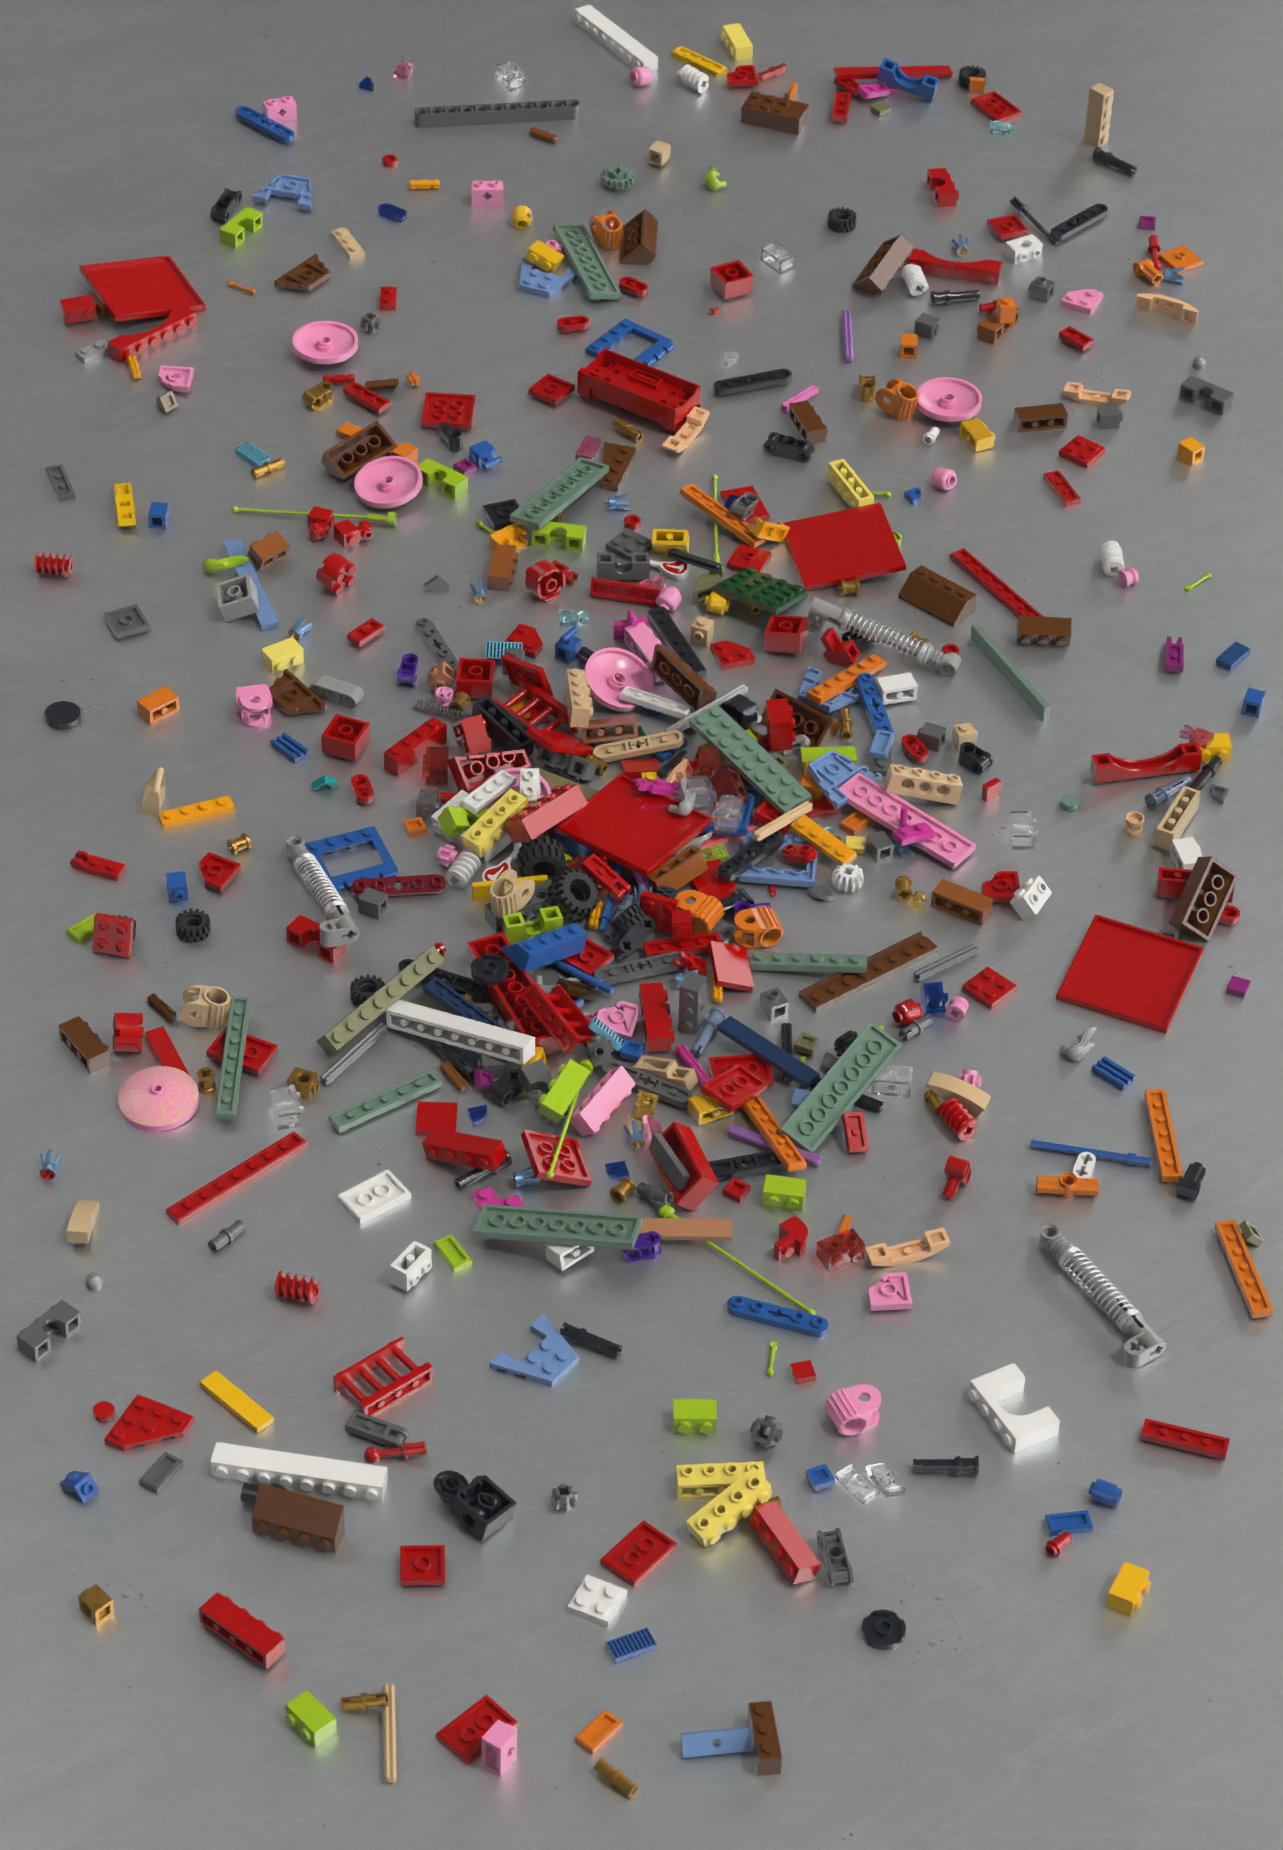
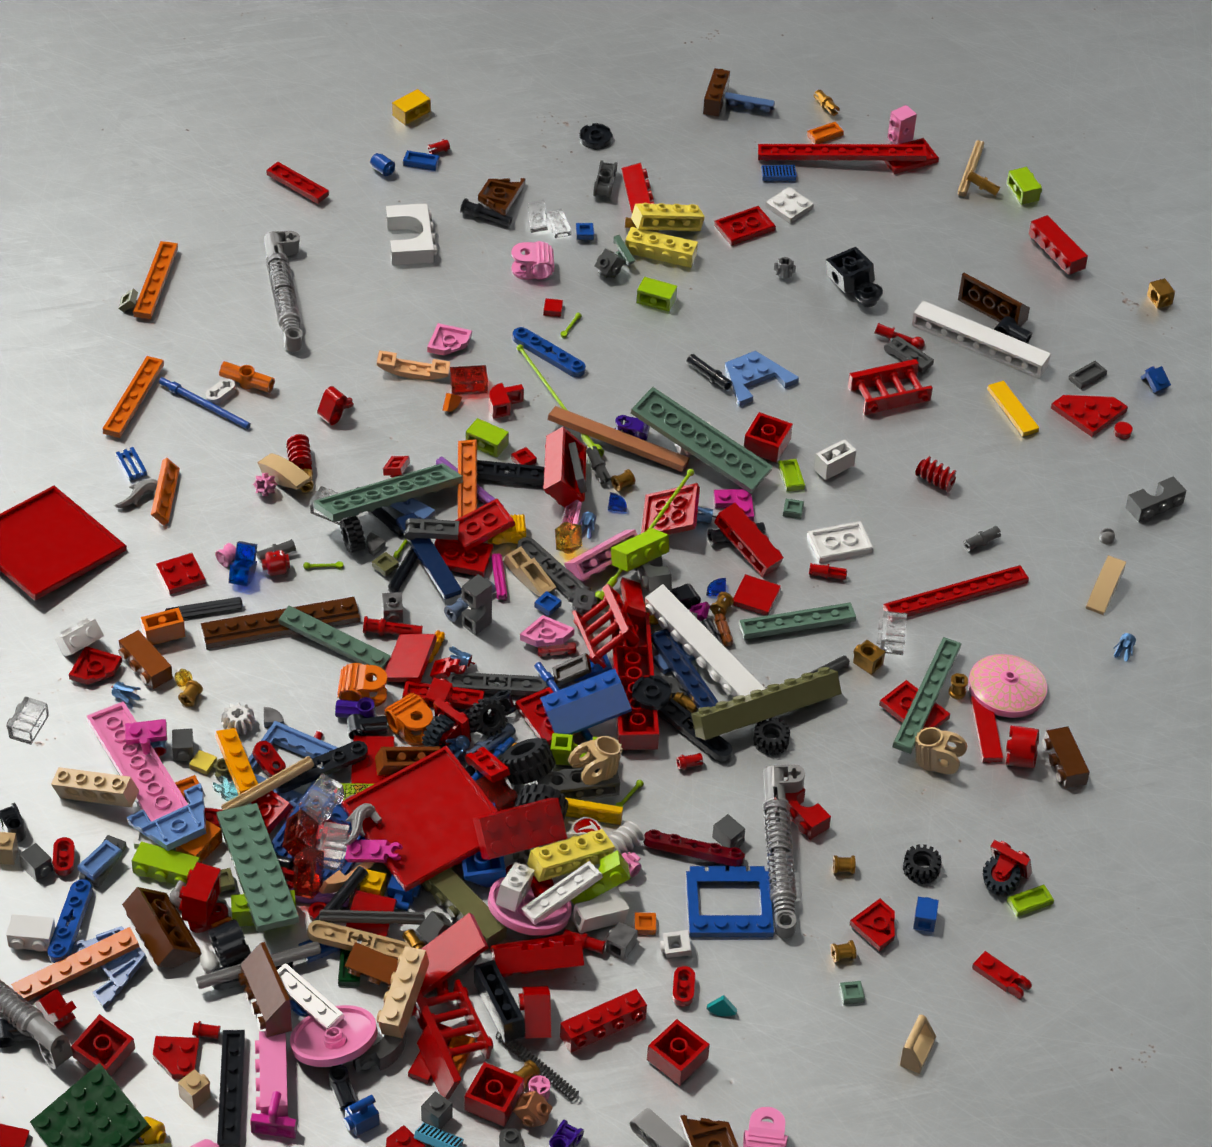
camera: 160 degrees left, 5 degrees up
(160, 1006) = (978, 782): reddish brown axle -> none
(196, 812) = (874, 1016): light orange plate -> none
(221, 823) = (852, 992): none -> sand green tile
(261, 906) = (844, 864): none -> pearl gold bush
(292, 746) = (735, 1061): blue tile -> none
(374, 1158) = (827, 571): none -> red axle
(379, 811) = (679, 937): none -> white brick
(422, 1565) = (908, 256): red plate -> none
(435, 1217) = (793, 508): none -> sand green tile
(436, 766) = (591, 983): clear red brick -> none
(465, 1094) = (720, 603): none -> pearl gold bush
(479, 908) = (639, 783): none -> lime hinge
(492, 1270) = (768, 437): none -> red brick
(546, 1045) = (632, 597): none -> red tile
(561, 1690) = (848, 152): none -> red plate
(600, 1027) = (567, 614): medium azure tile -> none
(637, 757) = (377, 917): none -> dark grey axle
(655, 1017) = (511, 622): red brick -> none
(720, 671) = (206, 1030): none -> red pin
(726, 935) = (392, 698): flat silver tile -> none
(757, 1454) = (623, 251): none -> sand green tile
(776, 1062) = (431, 529): none -> dark grey plate
(784, 985) = (382, 627): none -> red pin
(845, 727) = (113, 914): pearl gold pin -> none
(945, 1494) = (500, 194): none -> reddish brown wing
(962, 877) = (123, 691): none -> flat silver piece
(965, 924) = (163, 626): none -> orange brick
(991, 789) = (23, 777): tile -> none
(1058, 1049) = (165, 491): none -> orange tile
(1191, 1182) = (145, 348): black piece -> none

